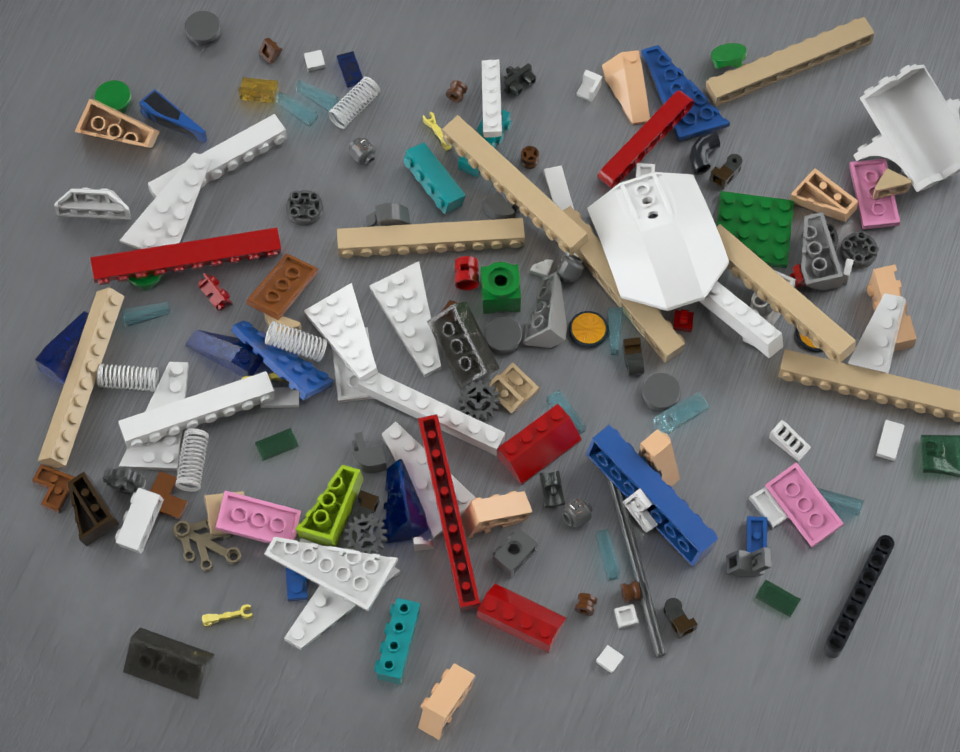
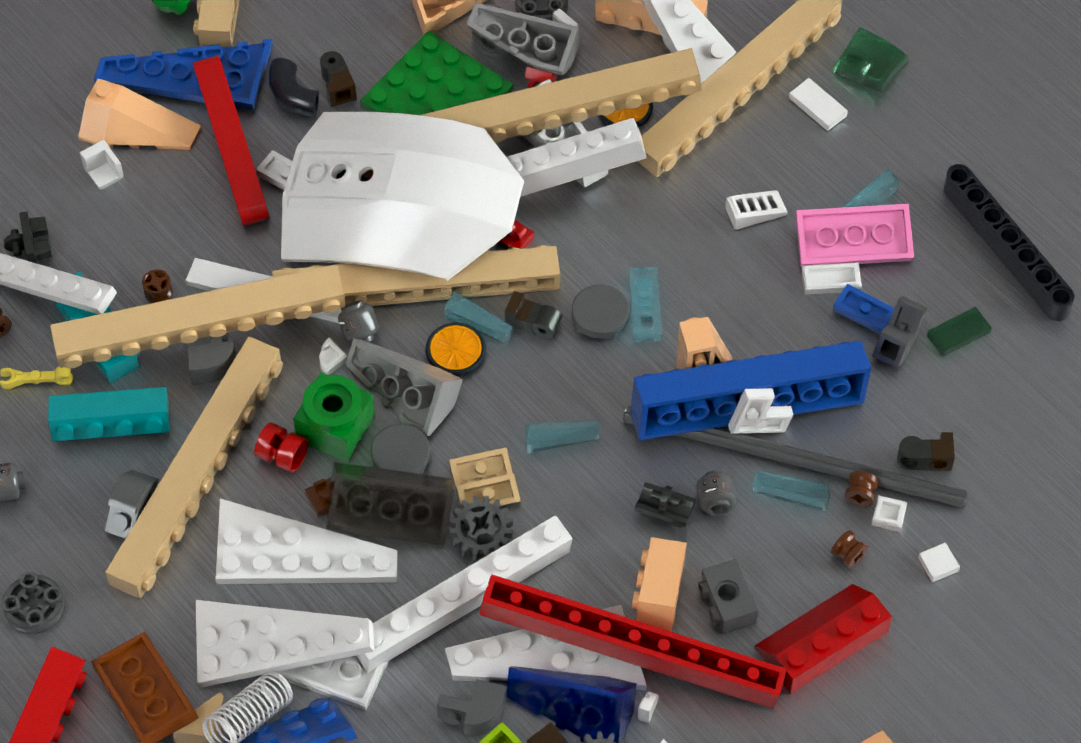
camera: 60 degrees left, 5 degrees down
(539, 444) = (589, 489): red slope -> none

